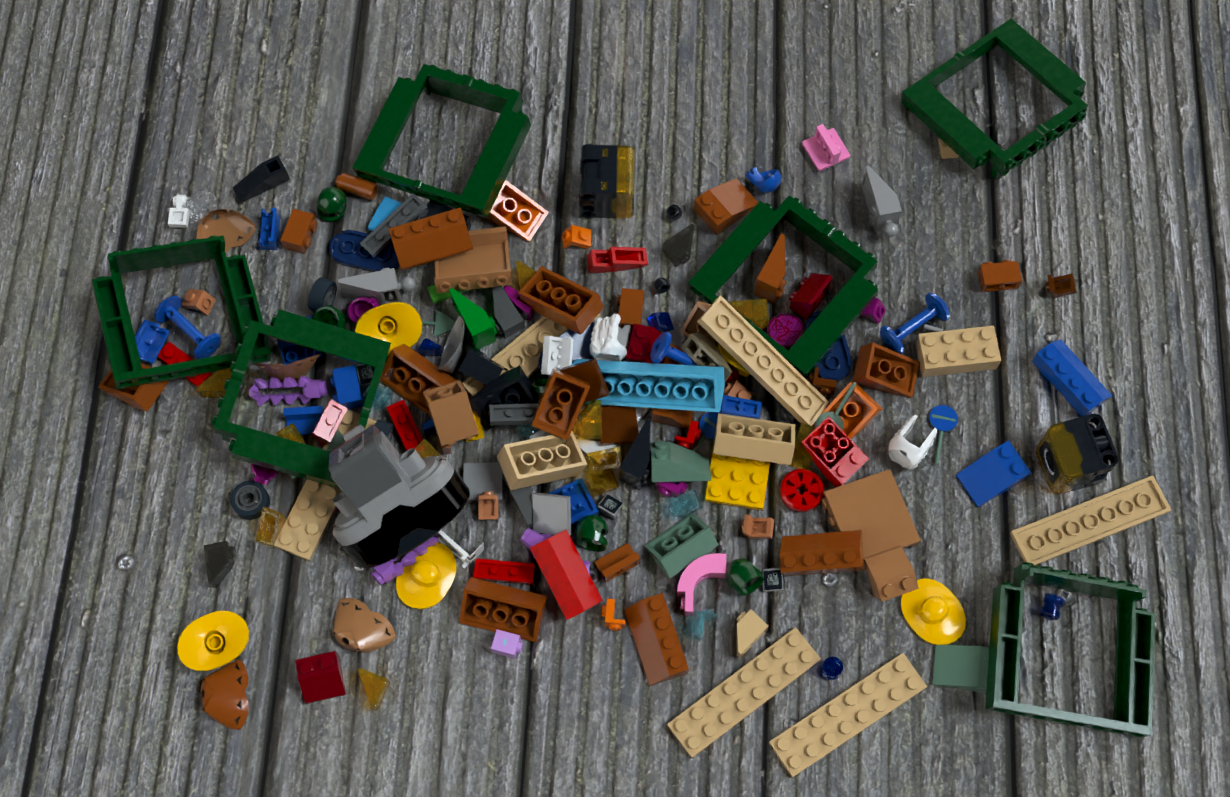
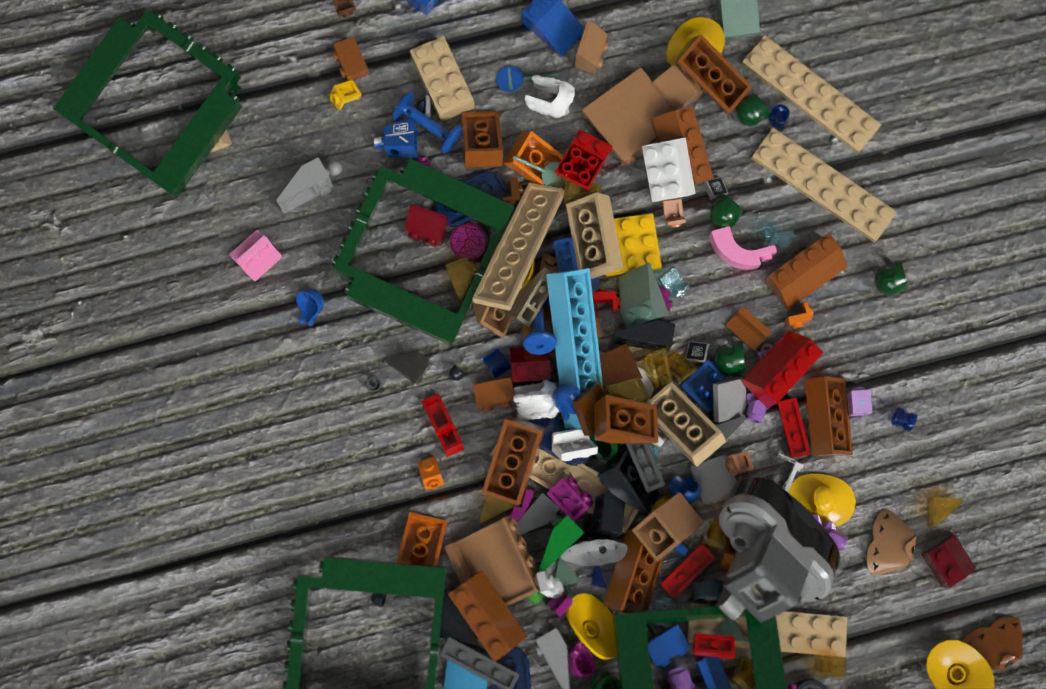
camera: 115 degrees left, 10 degrees up
(420, 305) = (560, 604): none -> magenta slope
(436, 293) = (549, 585): none -> white plate
(474, 683) = (904, 419): none -> clear blue wheel
(482, 447) = (687, 487): none -> blue hair
(510, 343) = (570, 497): none -> magenta bracket
(601, 351) = (563, 397): none -> blue piece
(607, 181) = (365, 456): black piece -> none
(619, 718) = (891, 281): none -> dark green helmet
(681, 545) = (713, 276): sand green slope -> none
(724, 205) = (349, 336): dark orange slope -> none
(748, 631) = (772, 194): tan slope -> none
(771, 280) = (415, 265): dark orange slope -> none
(801, 528) = (668, 170): none -> white brick
(809, 499) = (631, 176): red wheel -> none
(842, 636) = (751, 110): none -> dark green helmet
(891, 604) = (713, 73): none -> dark orange slope
(904, 295) = (399, 139): none -> blue torso
(954, 499) = (591, 48): none -> medium nougat slope
(966, 262) = (344, 93): none -> yellow bracket

